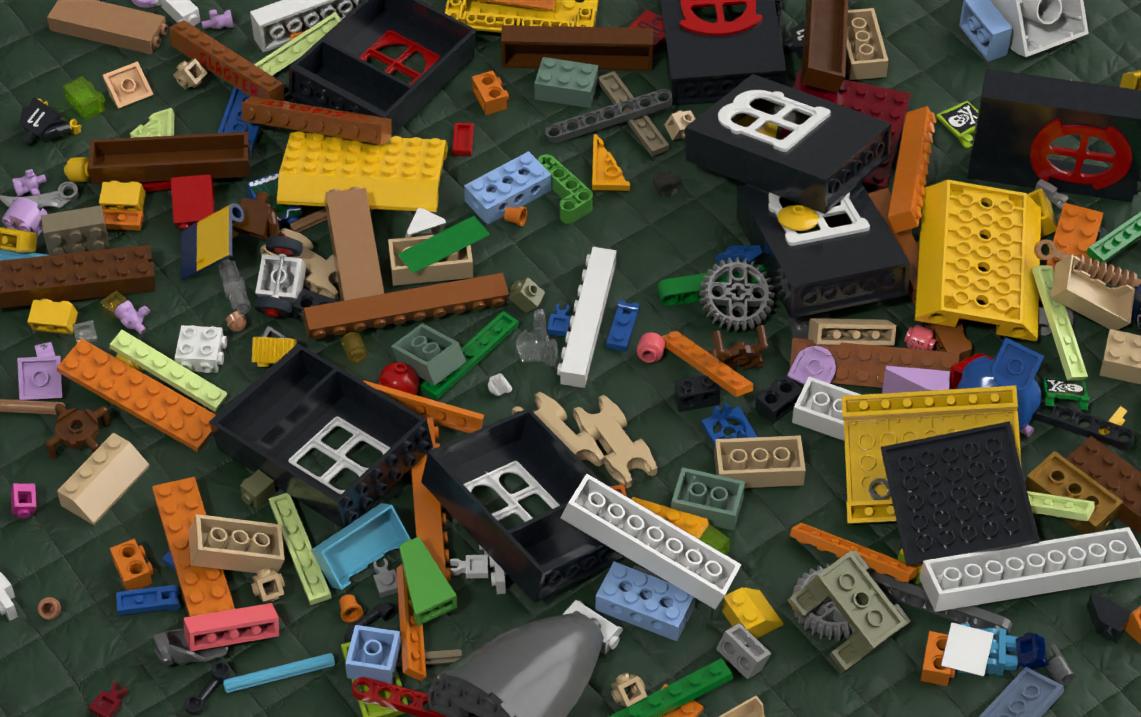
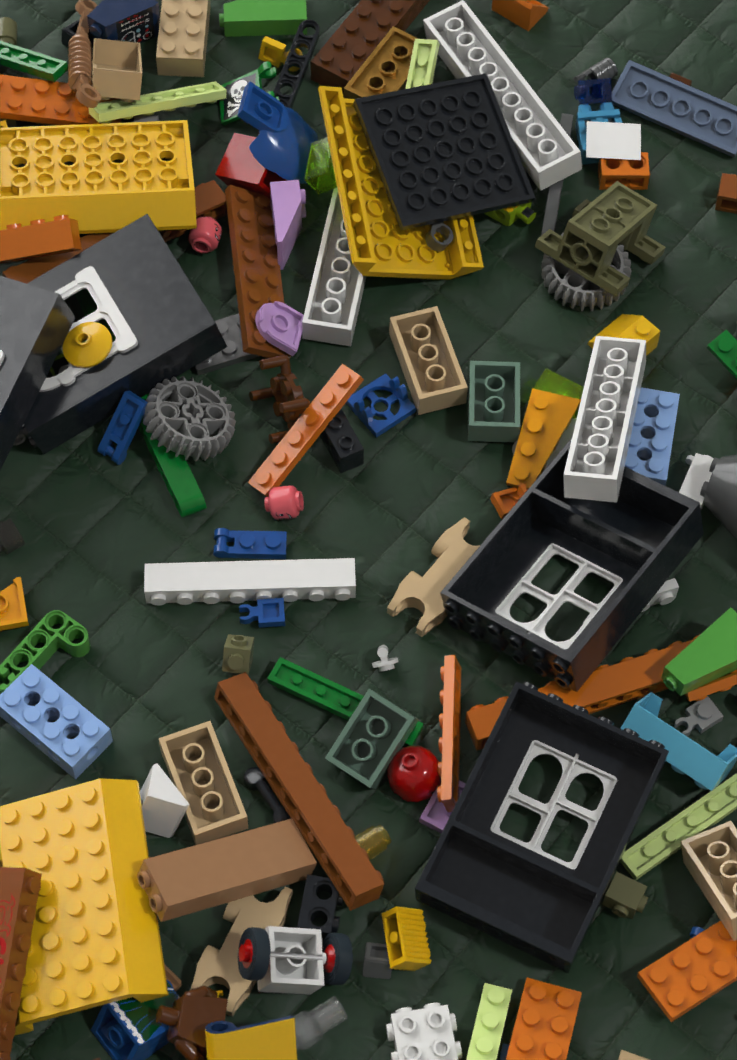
camera: 105 degrees left, 10 degrees up
(236, 321) = (362, 1009): nougat plate -> none
(443, 244) = (189, 762): green sticker -> none
(475, 566) = (655, 625): white plate -> none
(516, 215) = (98, 702): orange piece -> none
(537, 345) = (314, 622): clear hair -> none
(621, 451) = (421, 526): tan piece -> none
(743, 651) = (680, 335): light grey brick -> none
(778, 399) = (329, 355): black brick -> none
(827, 542) = (522, 255): orange plate -> none
(852, 331) = (219, 293): tan brick -> none
(1107, 617) = (527, 38): black slope -> none

